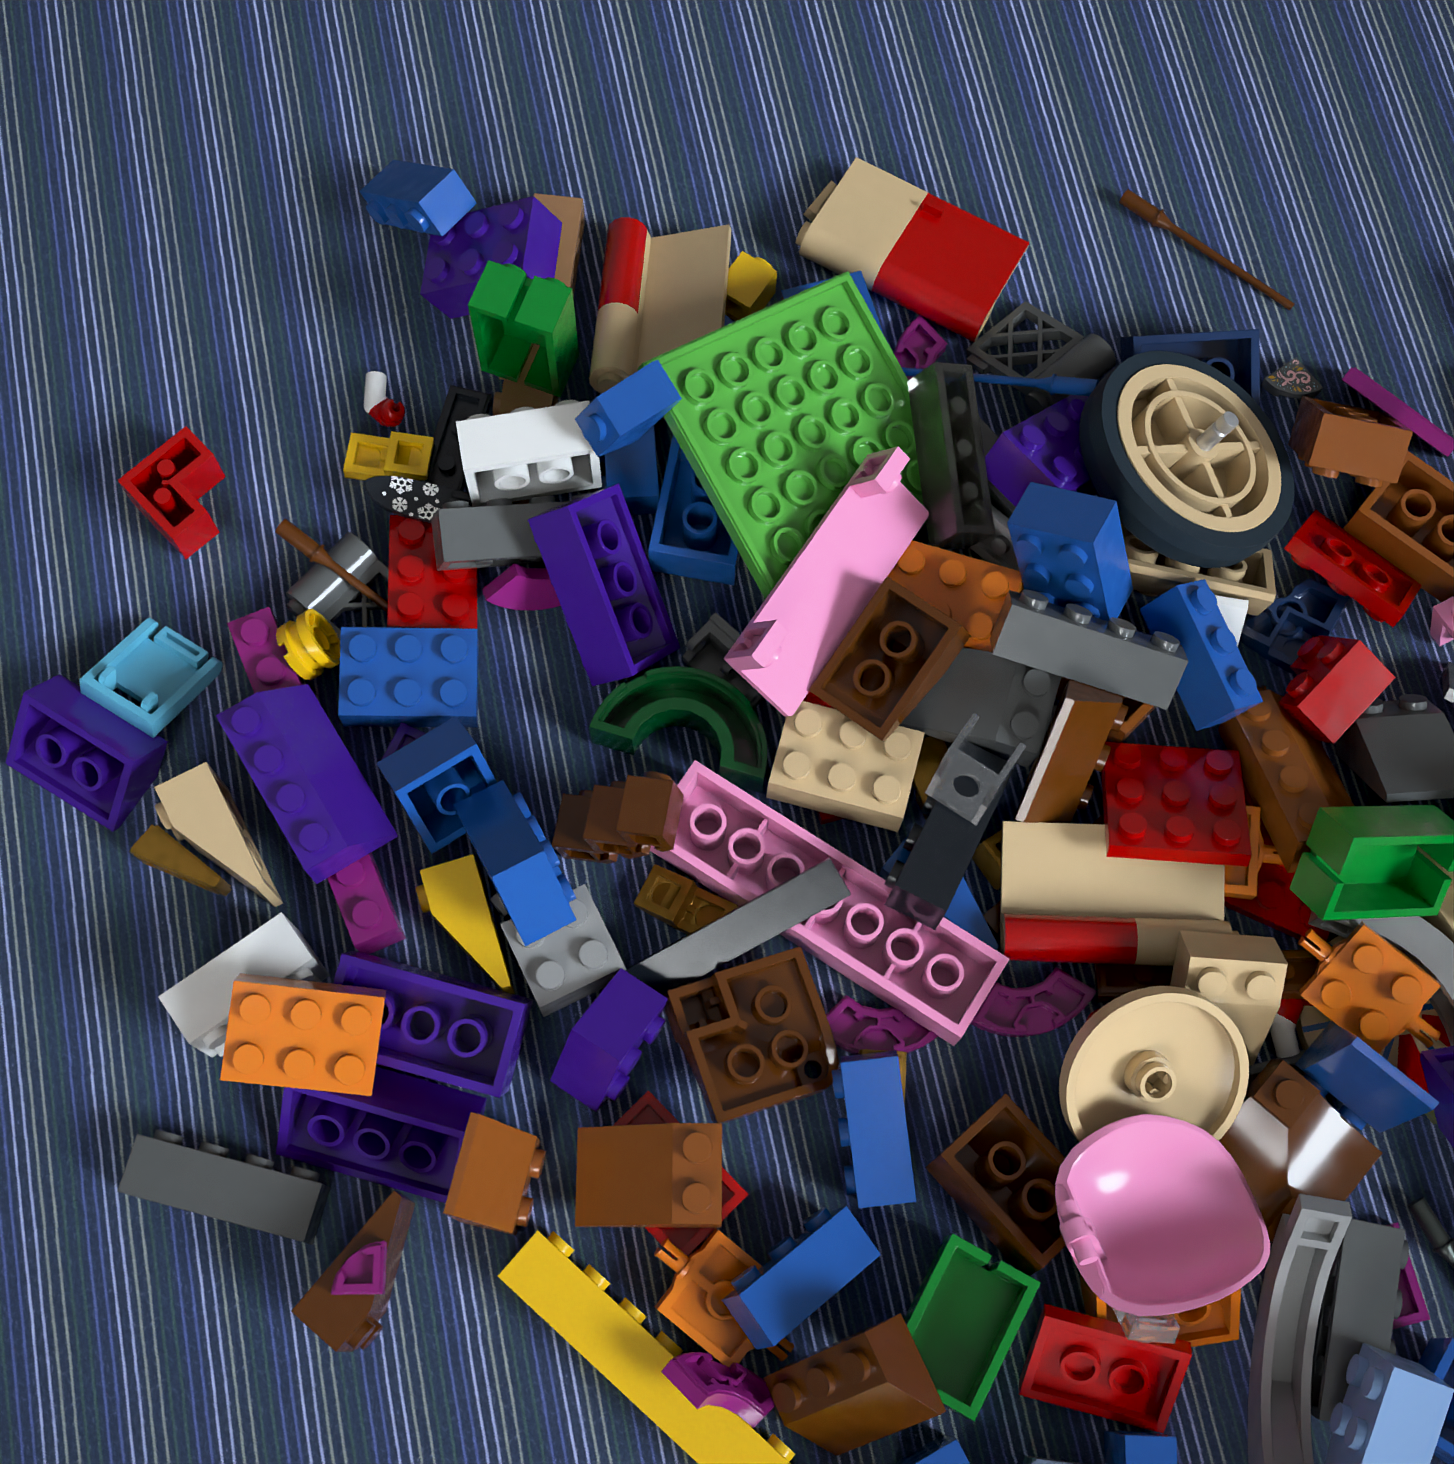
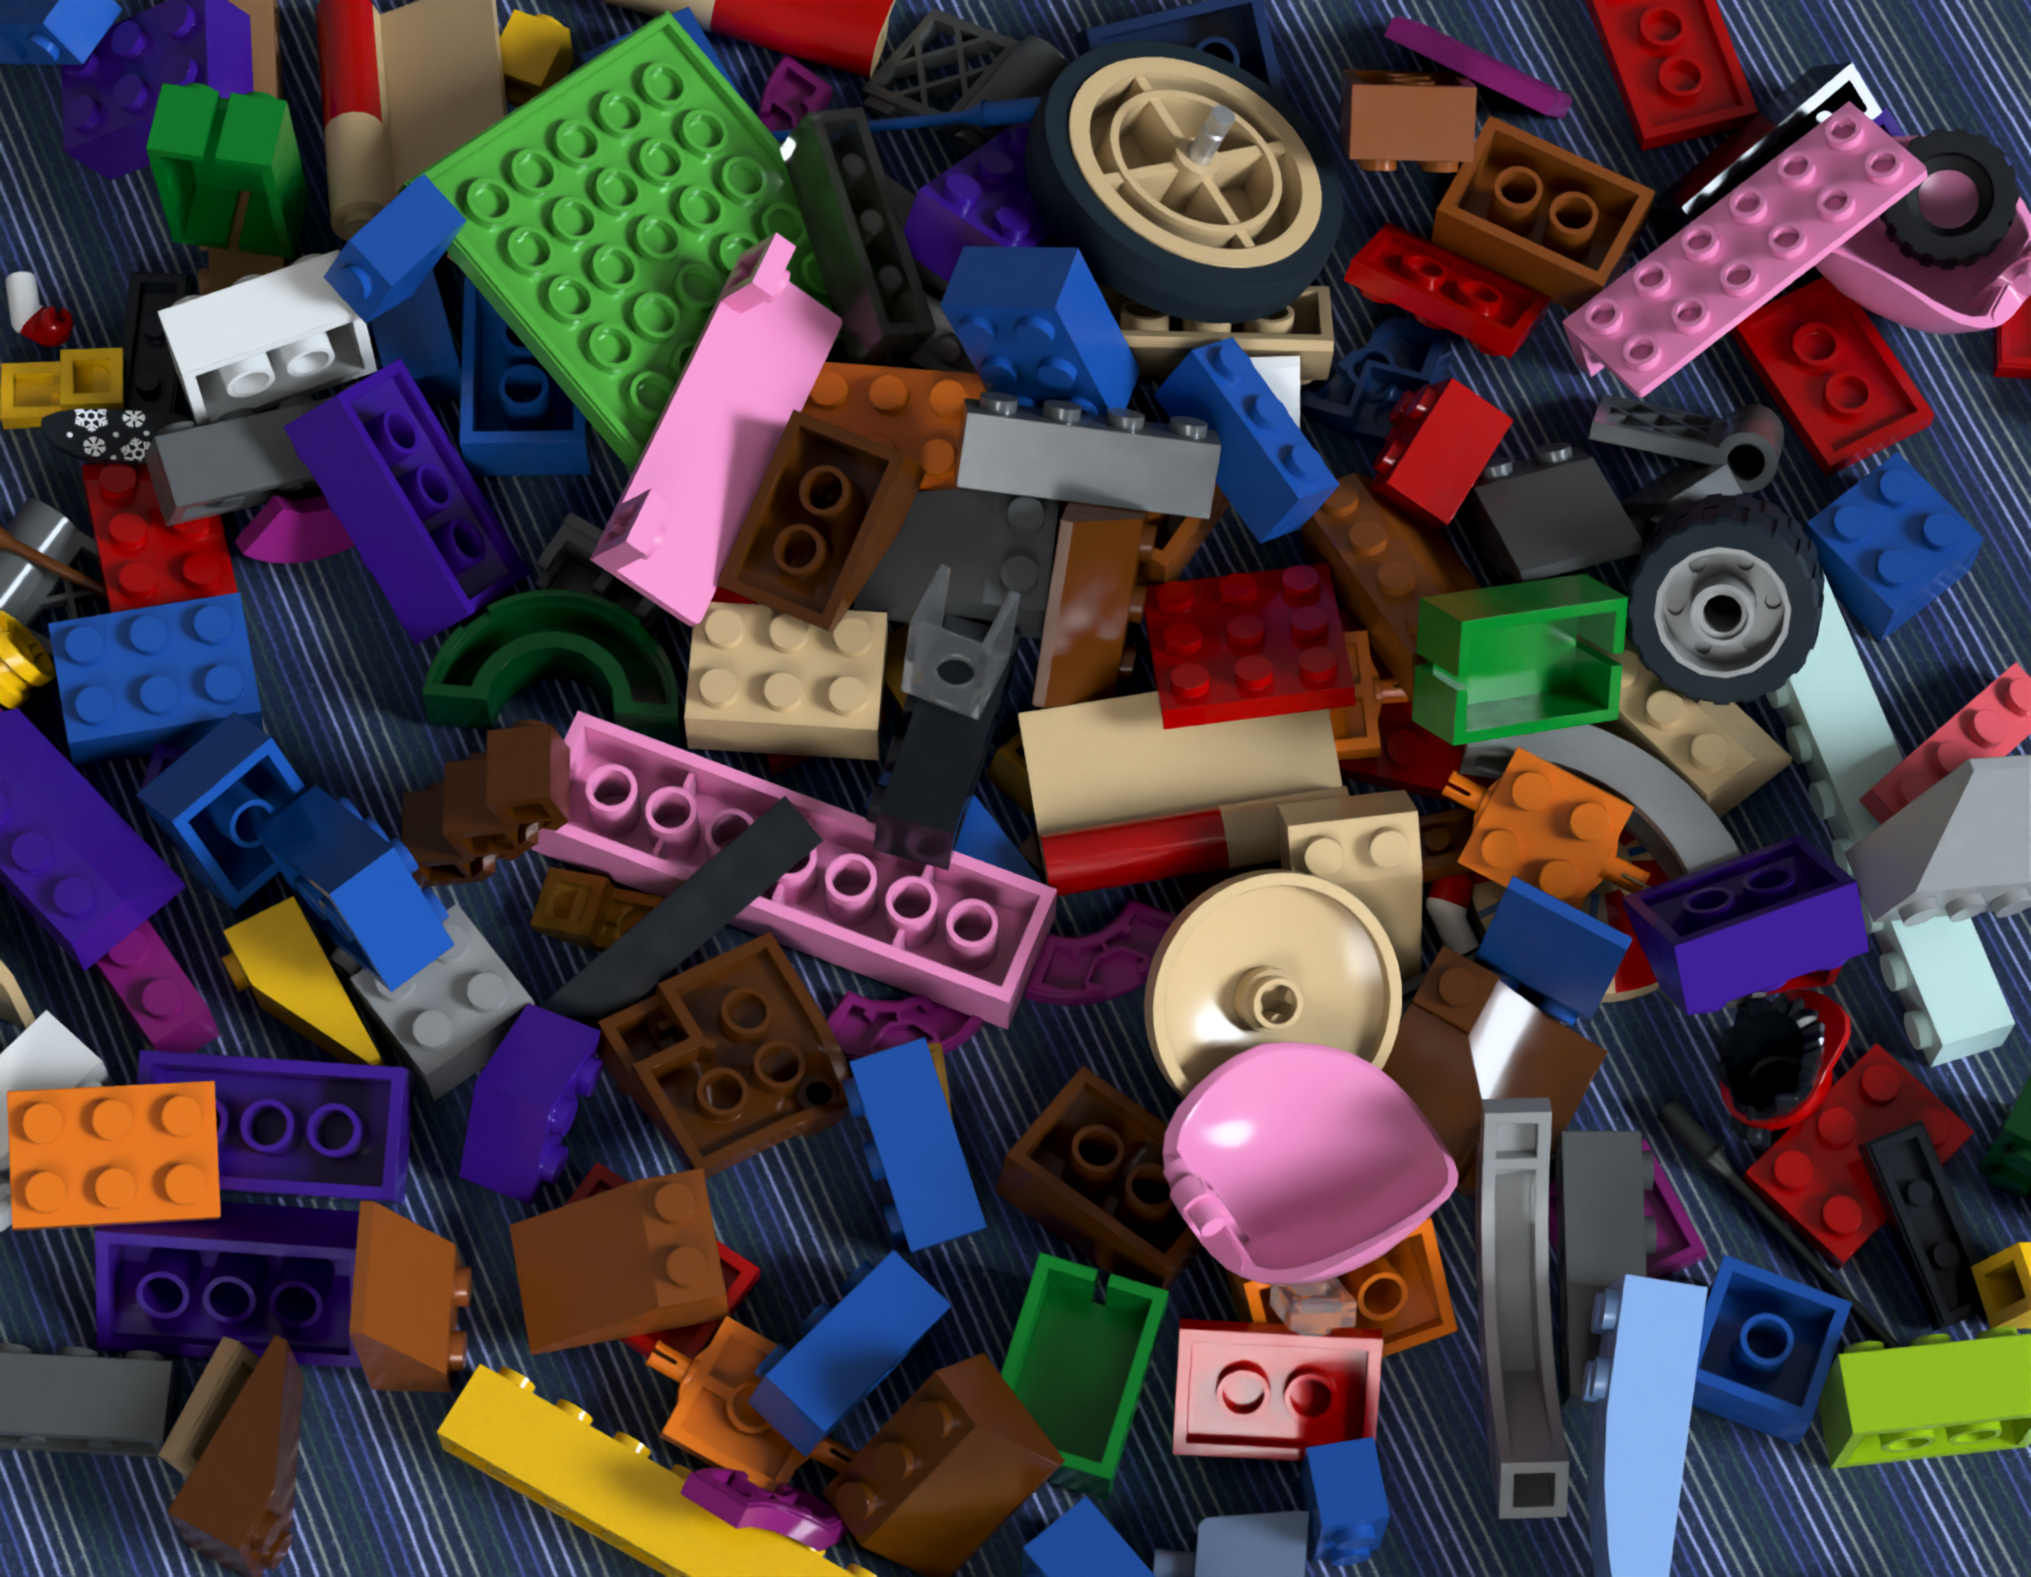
camera: 10 degrees left, 5 degrees down
(345, 1220) = (208, 1404): none -> tan tile
(363, 1272) = (254, 1441): magenta tile -> none
(1292, 381) = (1328, 52): dark grey tile -> none

